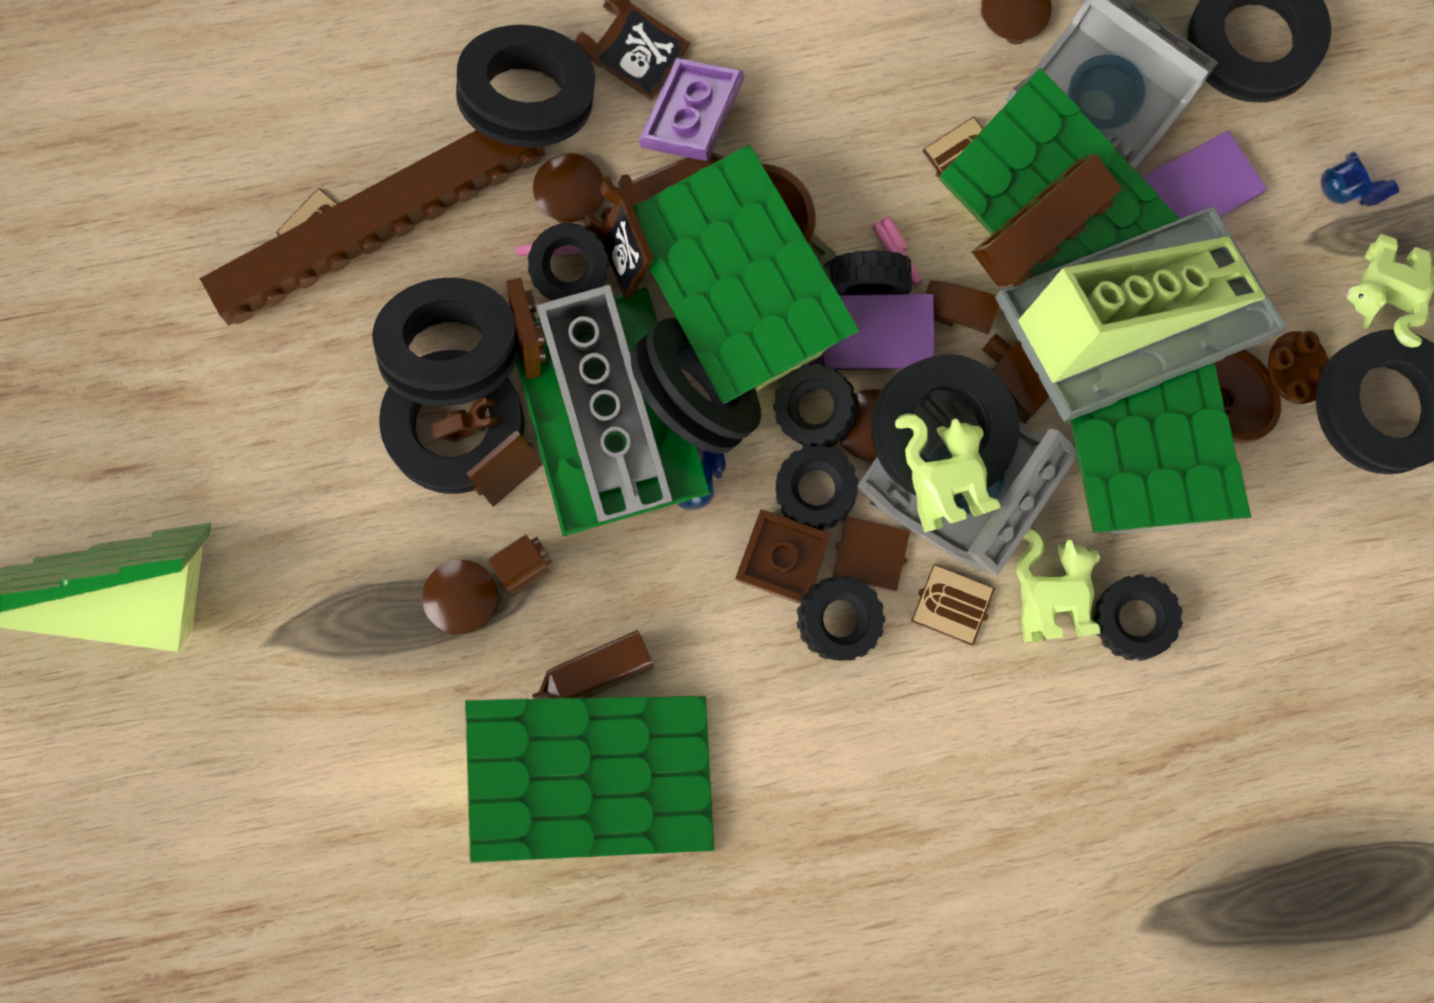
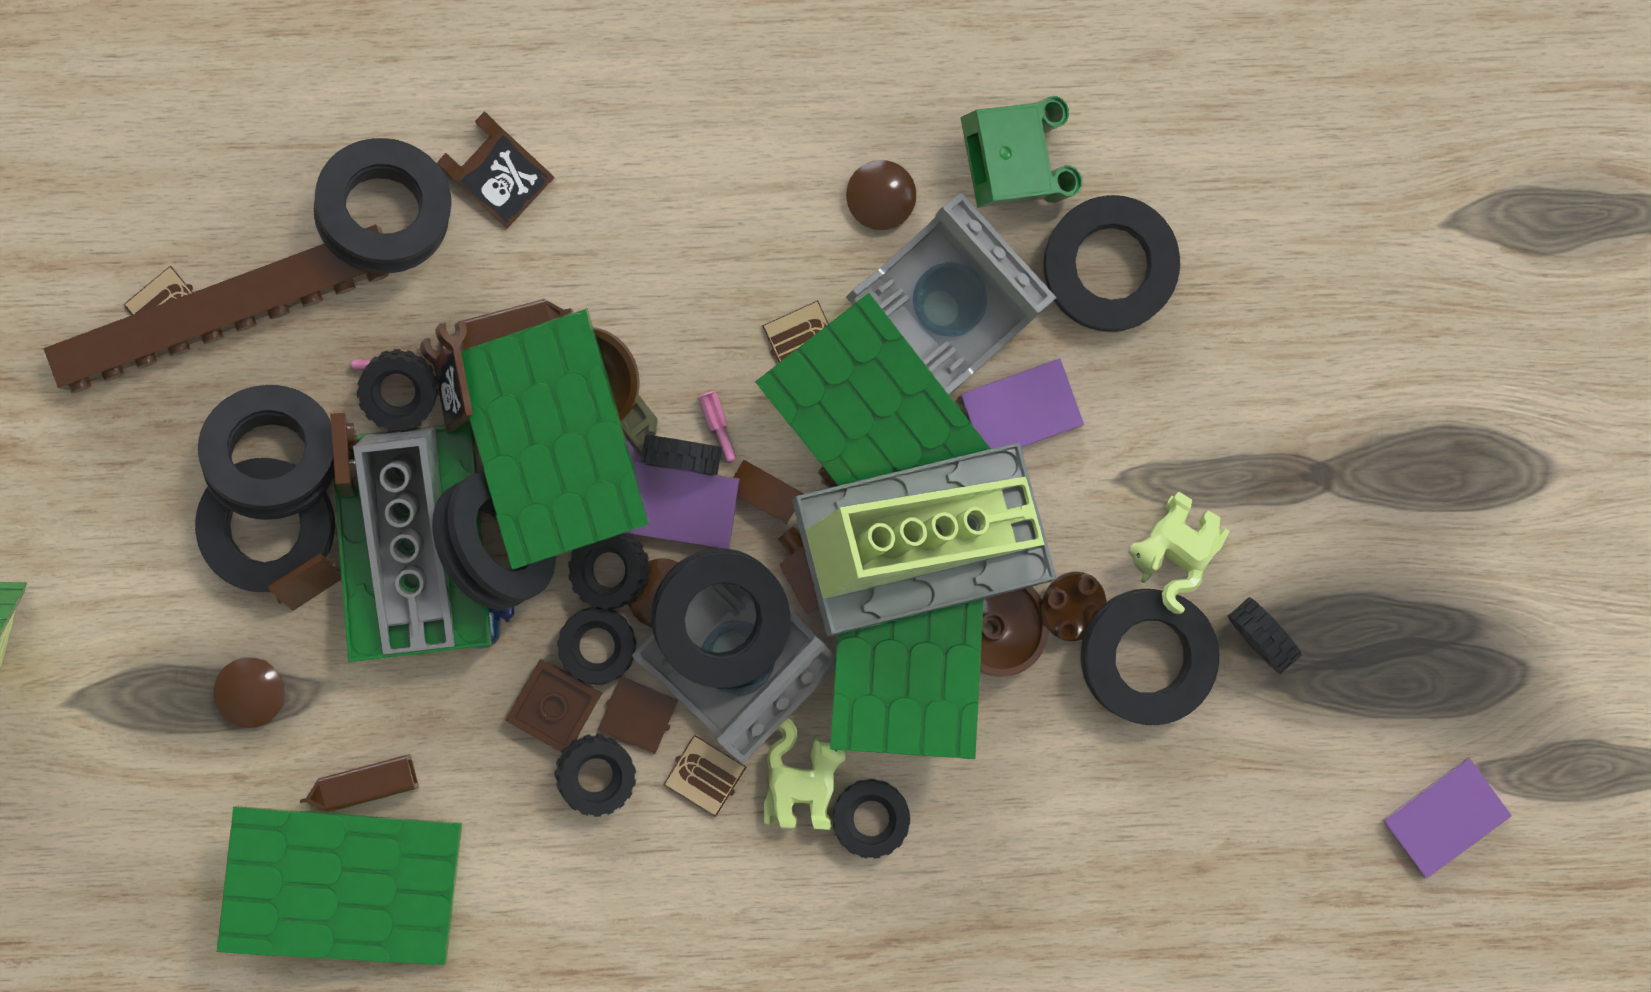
camera: 10 degrees right, 10 degrees up
(461, 425) = (272, 530): reddish brown plate -> none
(520, 564) = (306, 677): reddish brown brick -> none
(568, 187) = (411, 307): reddish brown dish -> none
(691, 109) = (541, 252): medium lavender tile -> none
(941, 480) = (708, 672): yellowish green animal -> none
(1046, 221) = (850, 440): reddish brown brick -> none
(1350, 180) = (1163, 432): clear blue piece -> none

